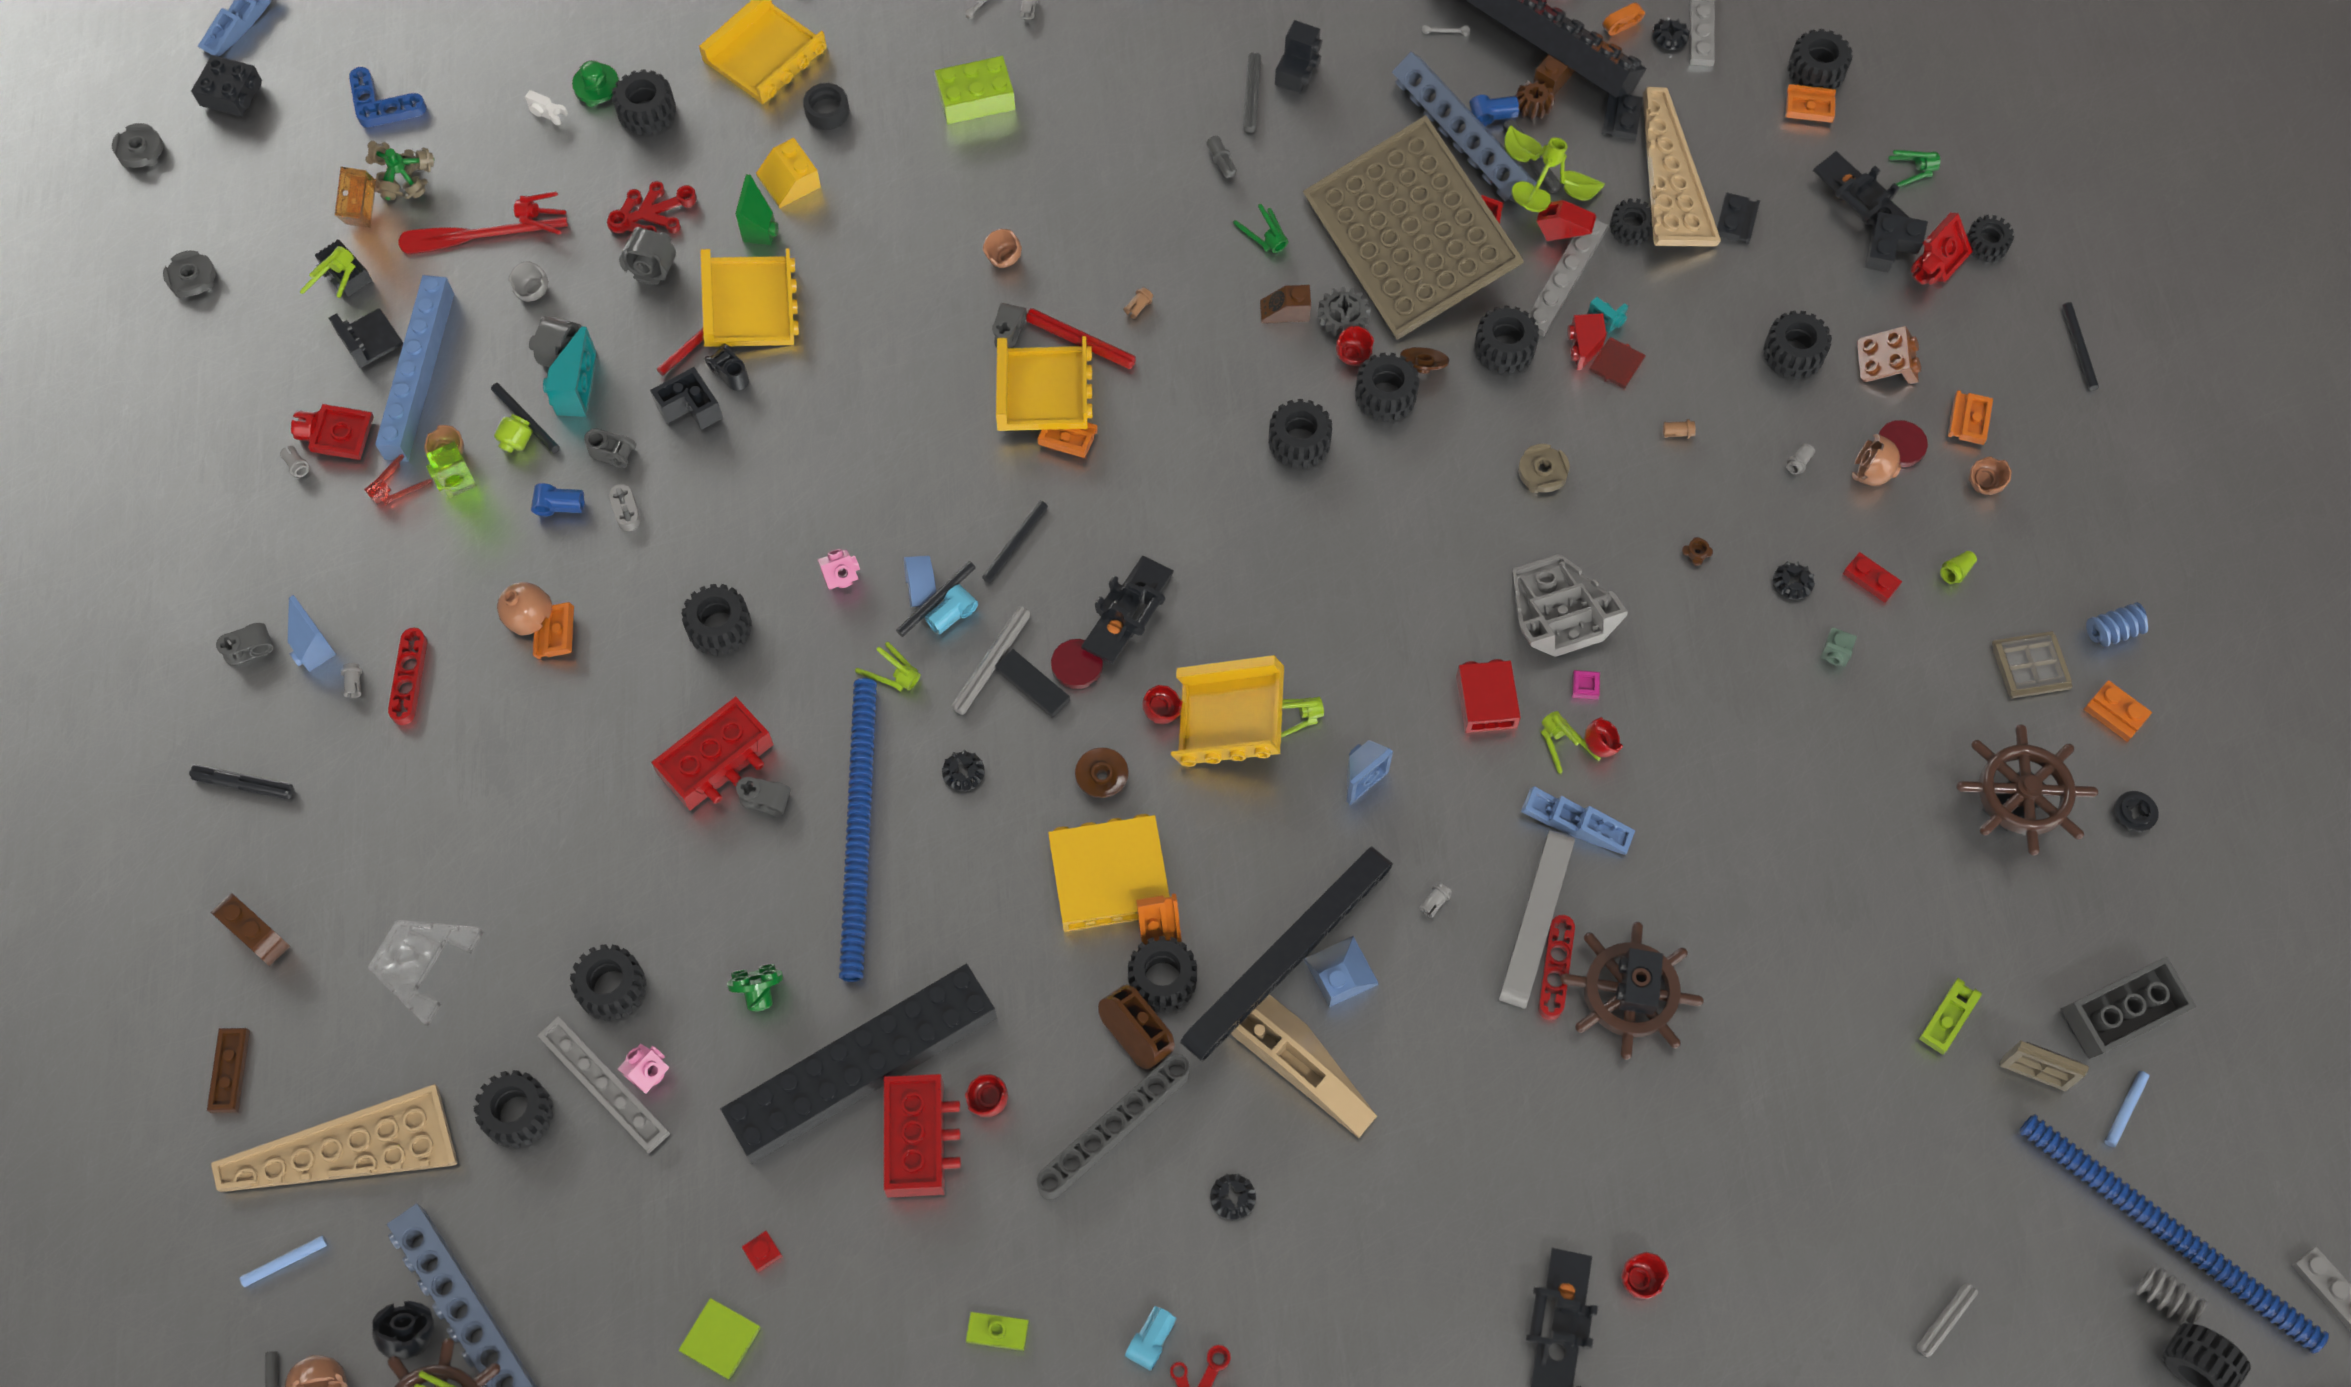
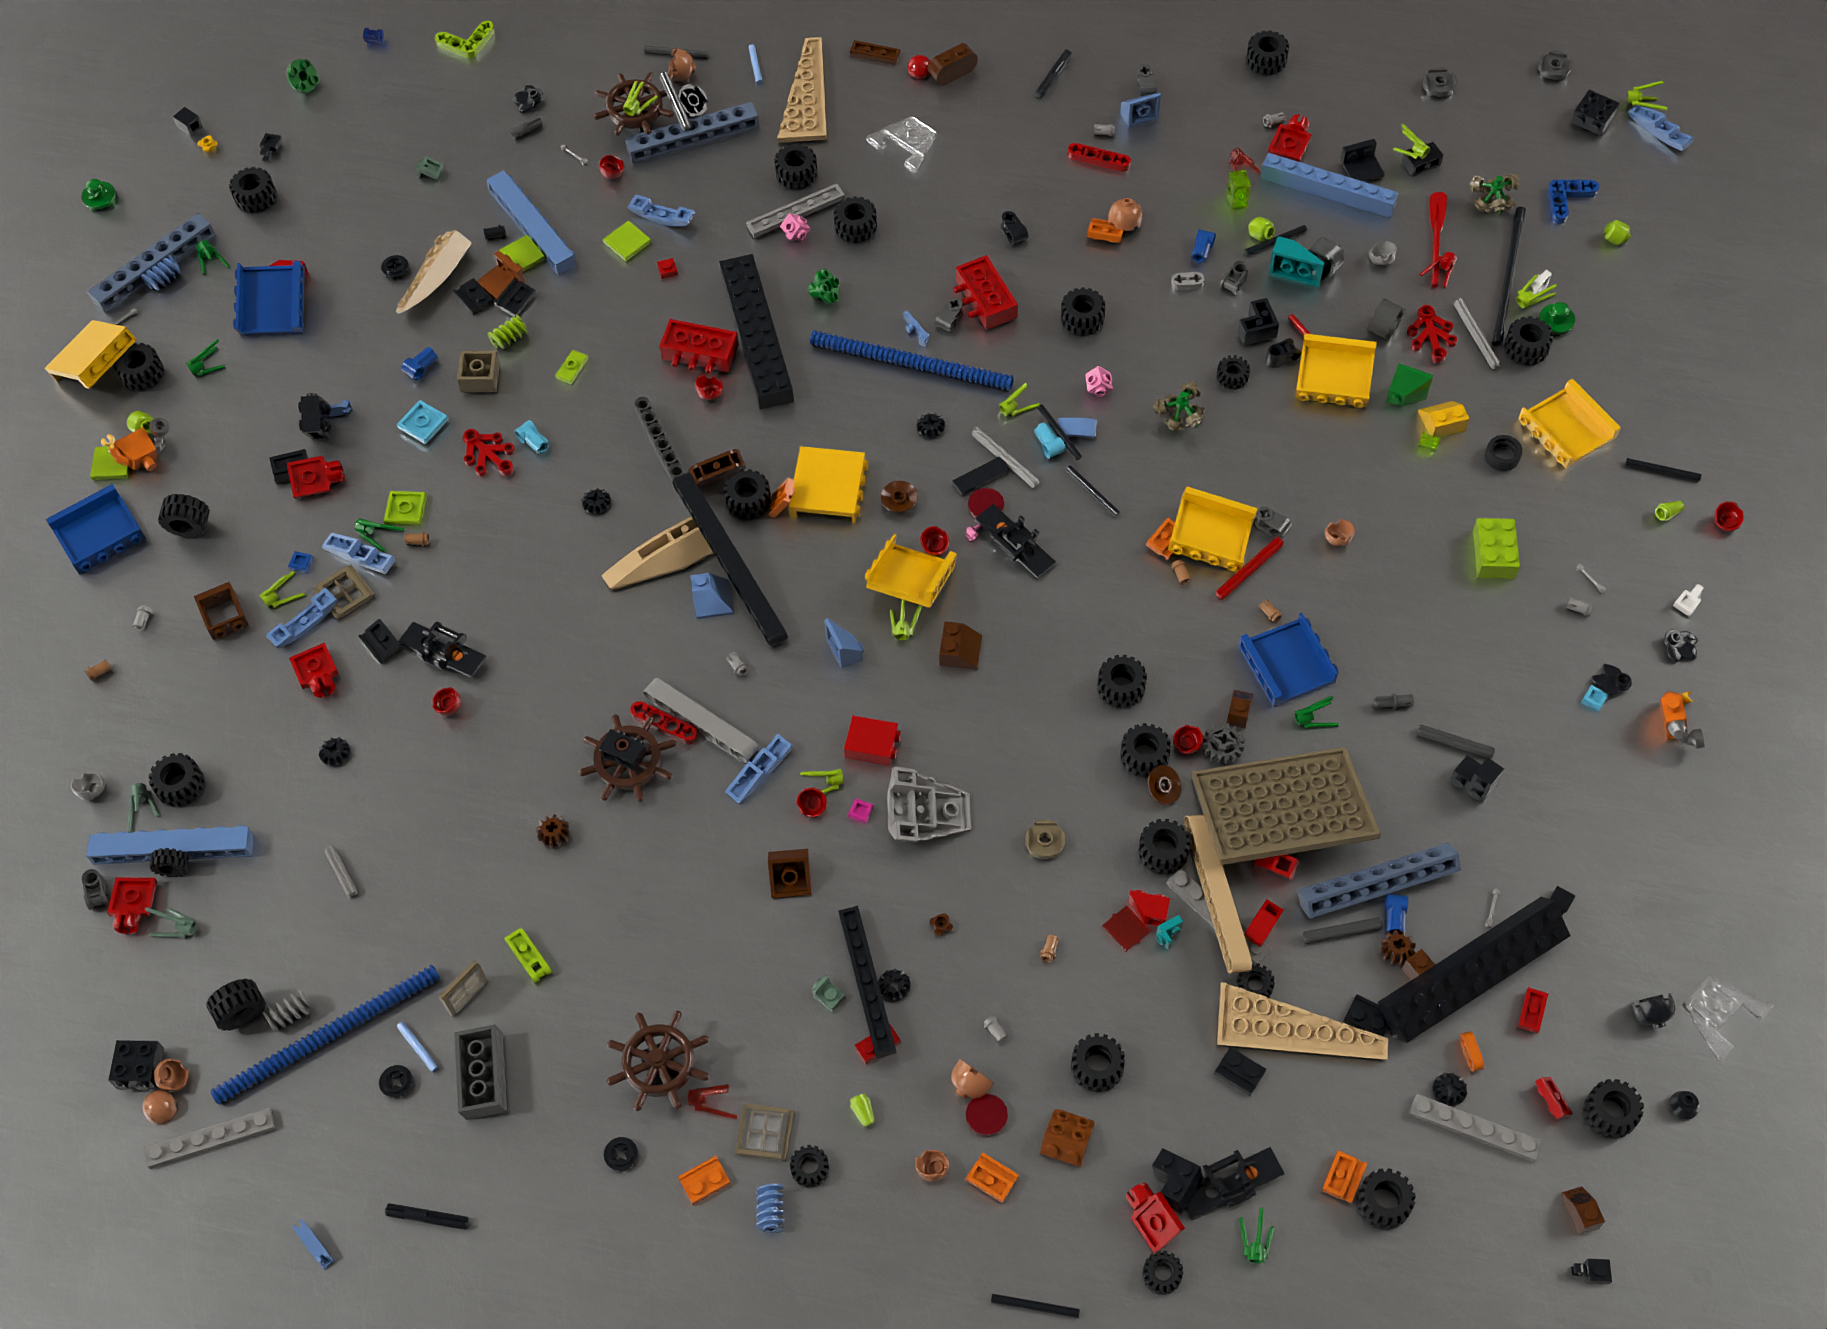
camera: 110 degrees right, 5 degrees down
(154, 477) = (1267, 52): none -> black tyre
(187, 46) = (1635, 97): none -> lime plant
(255, 987) = (918, 67): none -> red hair
(358, 205) = (1476, 152): clear orange window -> none
(420, 1342) = (675, 101): none -> dark grey axle
(437, 37) = (1617, 232): none -> lime head
(442, 436) = (1261, 192): nougat hair -> none
(572, 113) = (1527, 299): none -> lime plant
(578, 753) = (1013, 228): none -> black piece
(632, 140) = (1498, 335): none -> black piece
(639, 163) = (1477, 333): none -> light grey axle
(651, 1298) = (663, 215): none -> medium blue slope
(770, 406) = (1233, 380): none -> black tyre
(792, 841) = (914, 326): none -> medium blue piece
(830, 181) = (1429, 441): none -> clear neon green bush
(857, 449) = (1176, 404): none -> dark tan plant
(1112, 409) = (1179, 568): none -> medium nougat pin
(1128, 669) = (972, 532): none -> bright pink hand
(1201, 271) = (1289, 661): none -> blue panel
(1312, 634) = (960, 646): none -> reddish brown slope
(1524, 148) = (1341, 912): lime plant -> none
(1548, 270) = (1218, 896): none -> tan beam
(1705, 736) = (789, 873): none -> reddish brown slope
(1775, 1039) = (553, 831): none -> reddish brown gear
(1809, 603) = (867, 982): none -> black plate
(2029, 717) = (699, 1096): none -> clear red plant
(2058, 593) = (809, 1153): none -> black tyre
(2194, 1110) = (395, 1072): none -> black gear
(2319, 1007) = (427, 1216): none -> black axle

